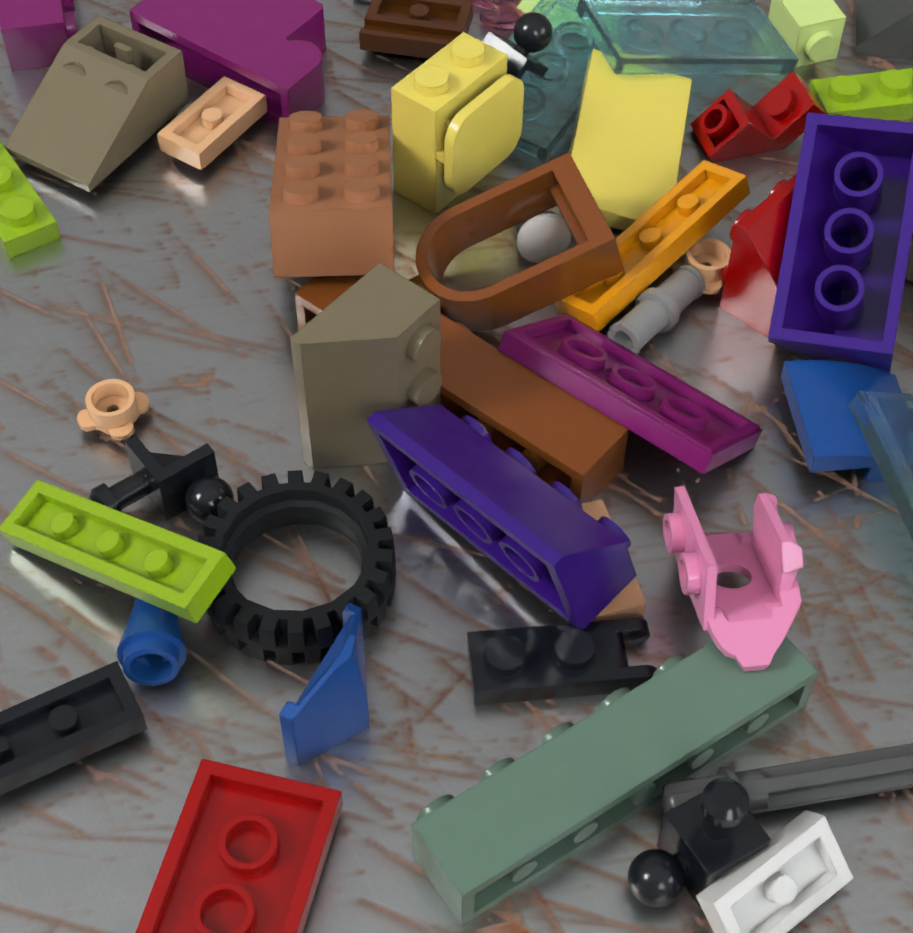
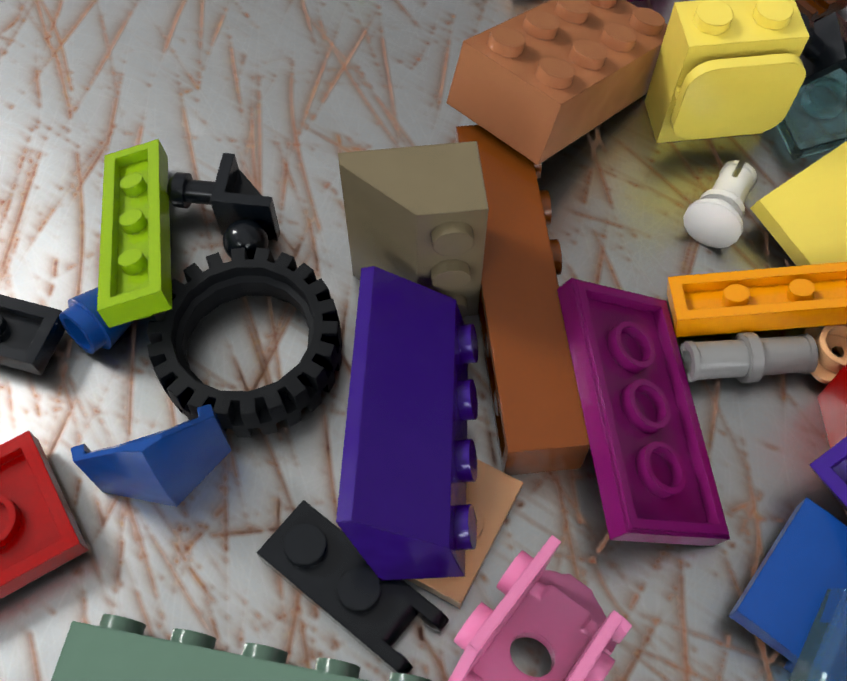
camera: 45 degrees right, 10 degrees up
(112, 408) = (265, 125): light nougat plate -> none
(501, 208) = (745, 180): dark orange window -> none

